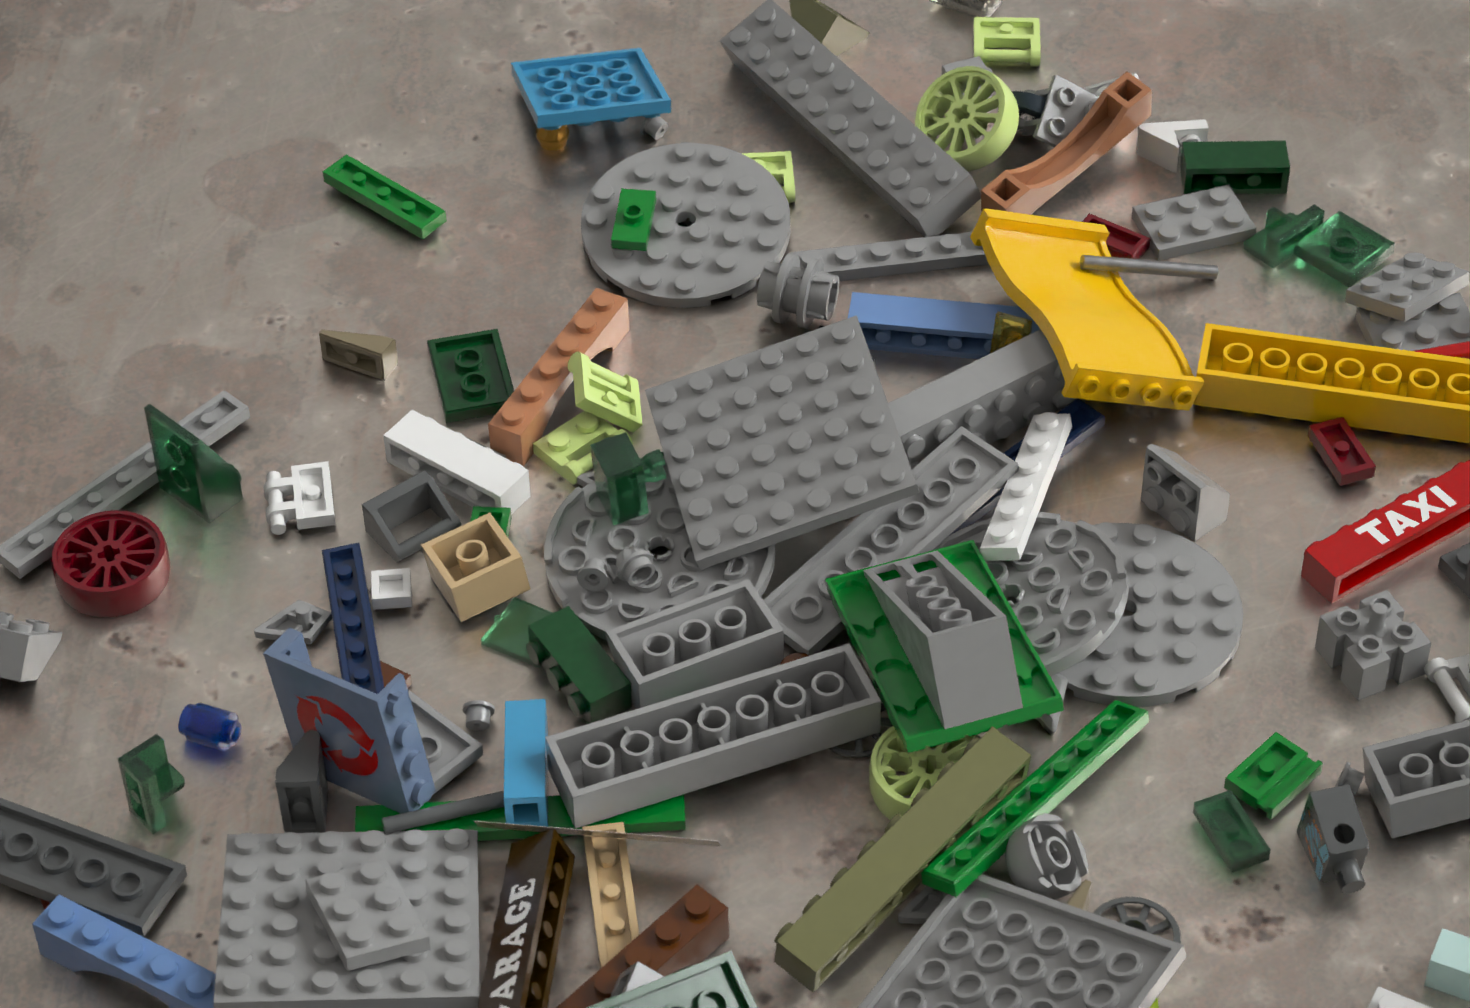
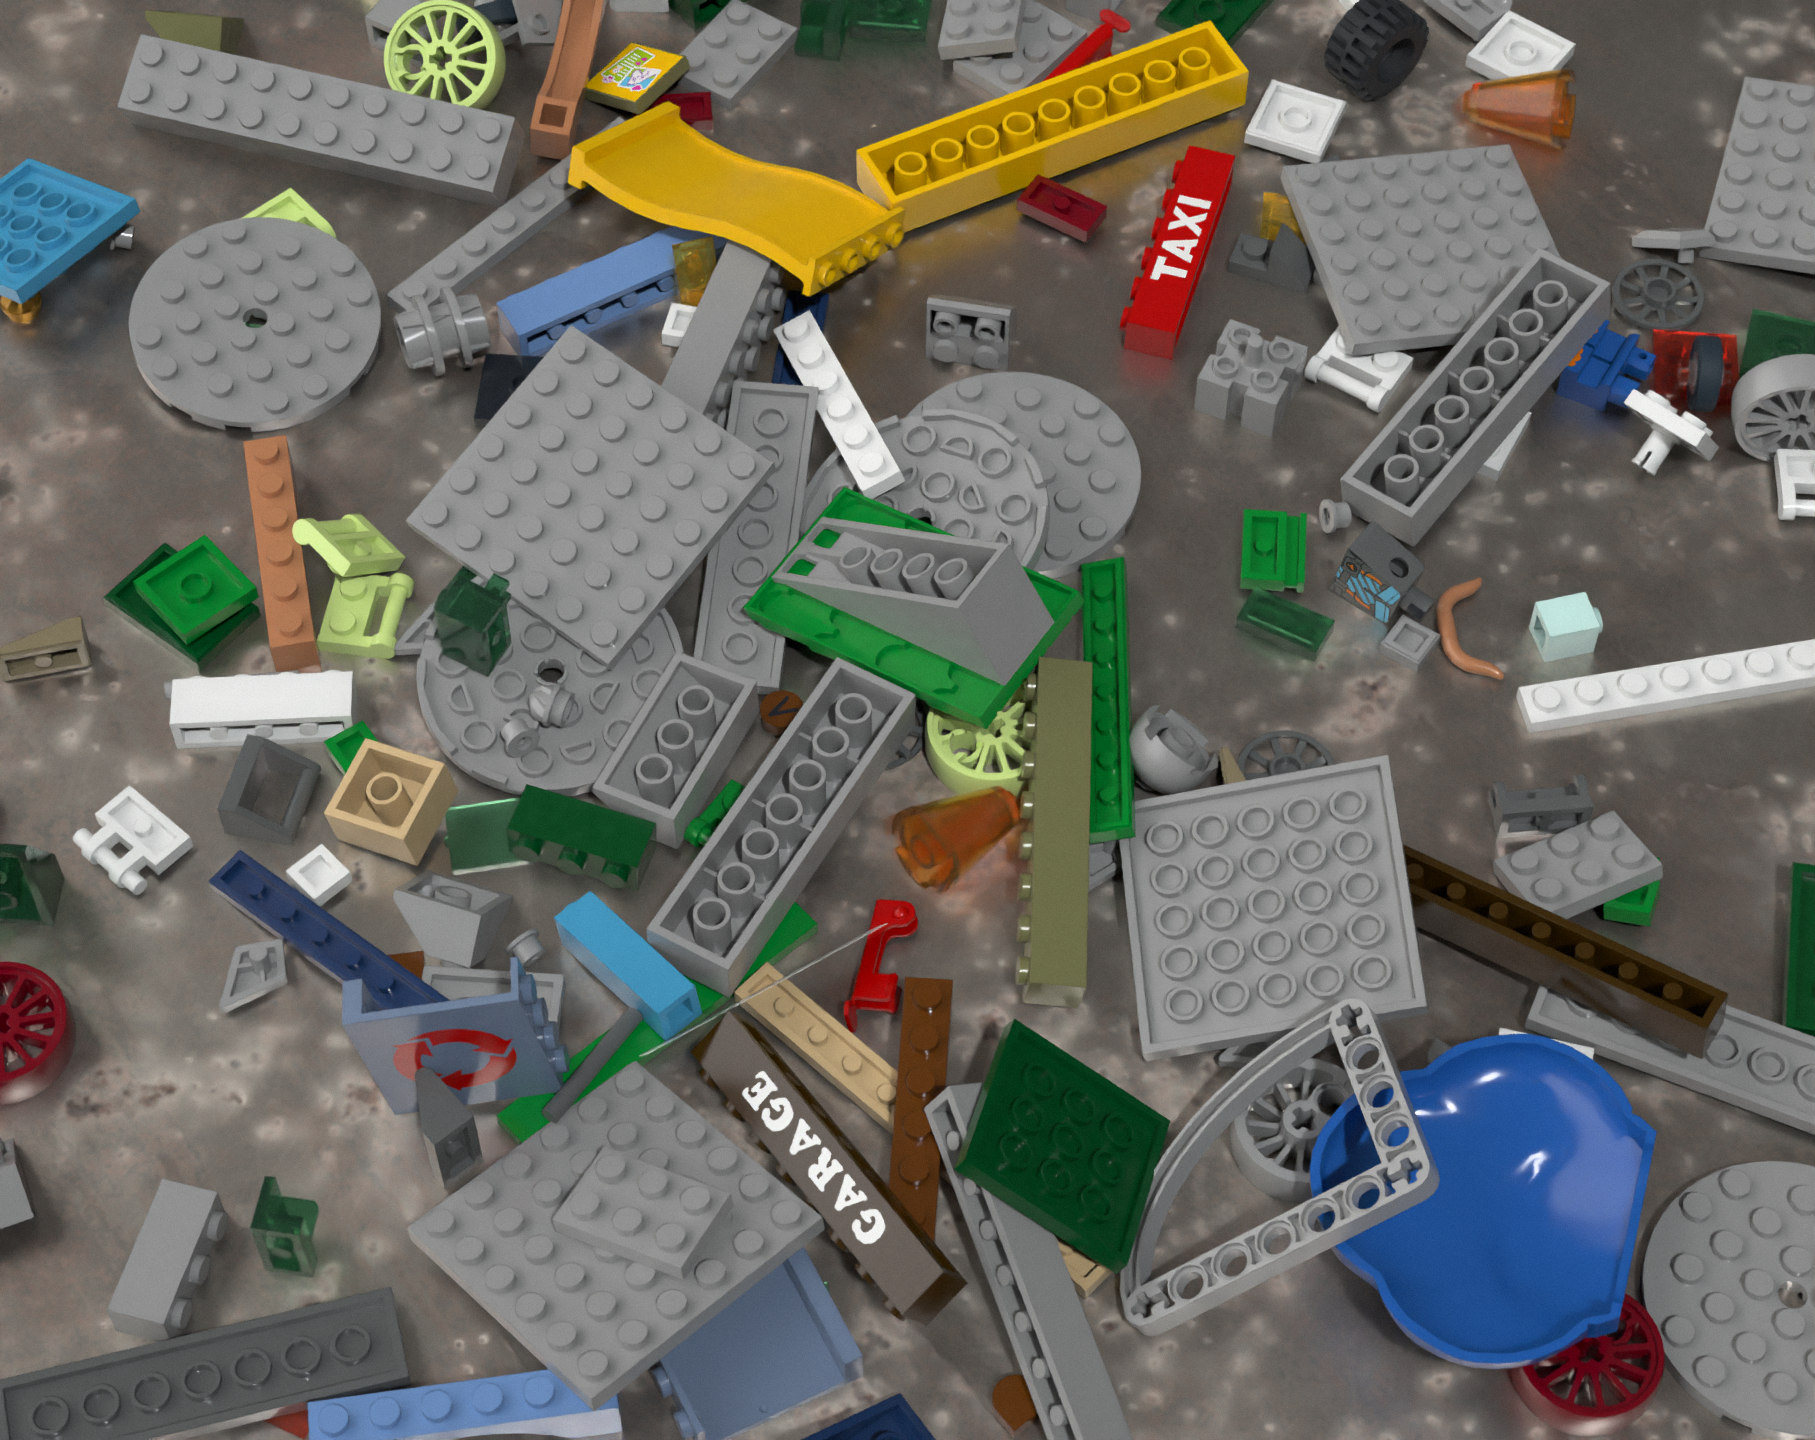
camera: 40 degrees left, 10 degrees up
(69, 760) = (168, 1261): none -> light grey brick
(210, 726) = (274, 1132): clear blue brick -> none
(447, 664) = (452, 917): none -> light grey slope
(482, 364) = (196, 589): none -> green plate
(633, 219) = (210, 347): green plate -> none
(738, 851) = (871, 988): none -> red piece
(833, 817) = (953, 834): none -> clear orange cone
(1102, 201) = (636, 77): none -> tile
(1148, 267) = (740, 122): flat silver bar -> none
(1322, 905) = (1409, 643): none -> light grey tile
(1365, 911) = (1448, 632): none -> nougat animal

